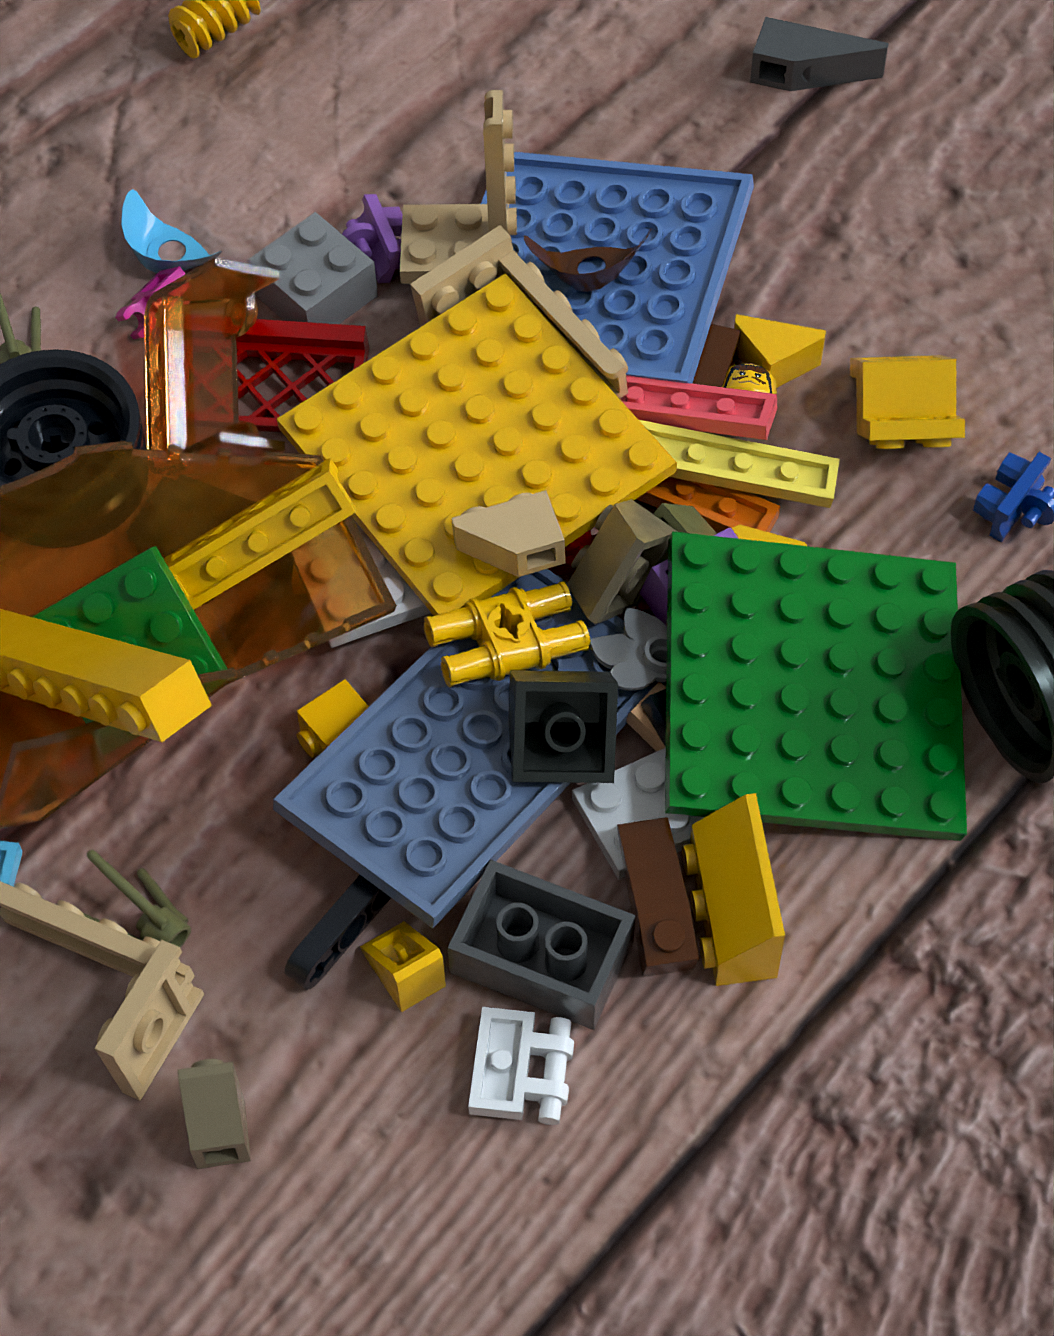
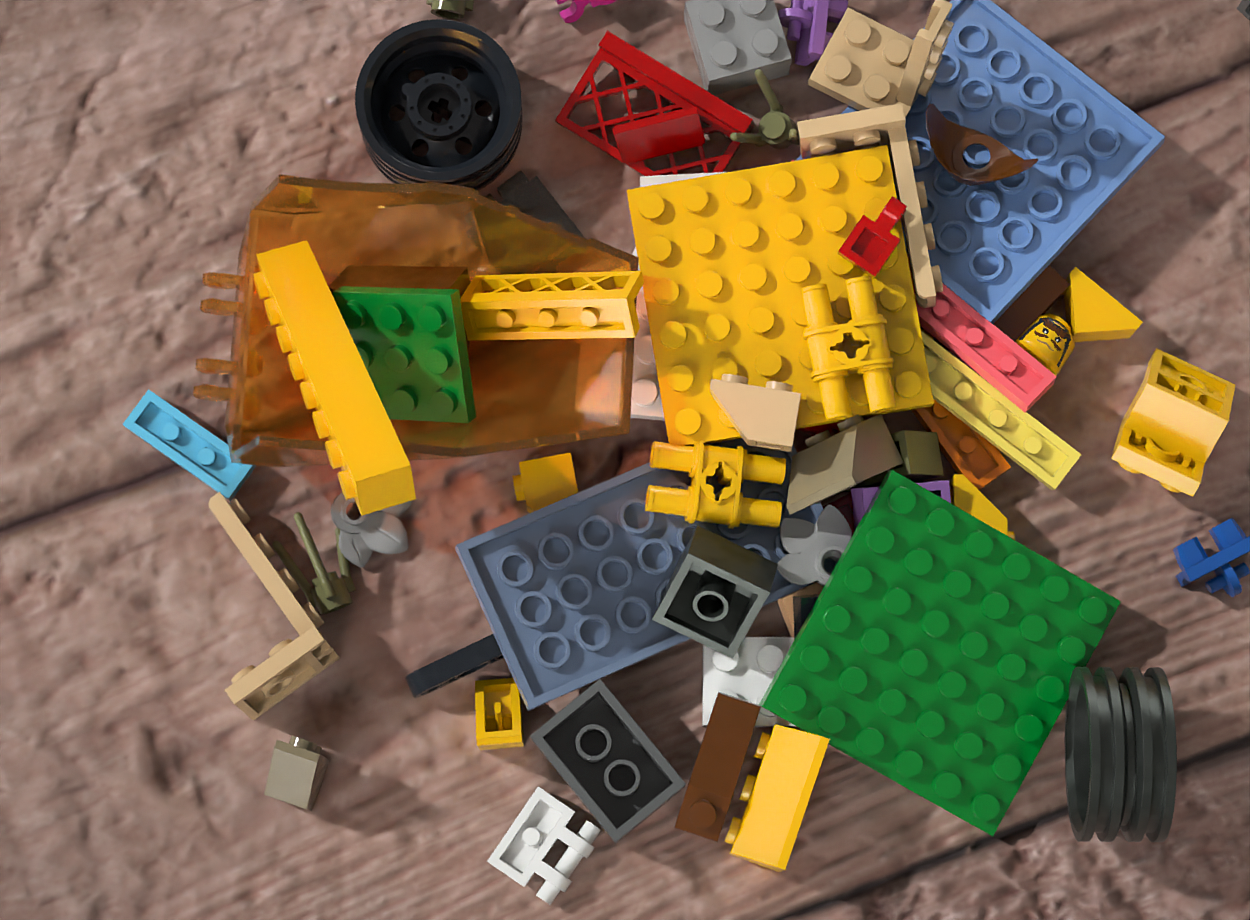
camera: 25 degrees right, 20 degrees up
(178, 850) = (370, 532): none -> light grey plate
(194, 359) = (582, 103): clear orange windscreen -> none
(282, 378) = (659, 135): none -> red slope
(388, 327) = (775, 126): none -> olive plant
(538, 344) = (871, 242): none -> red plate
(569, 442) = (863, 330): none -> yellow pin

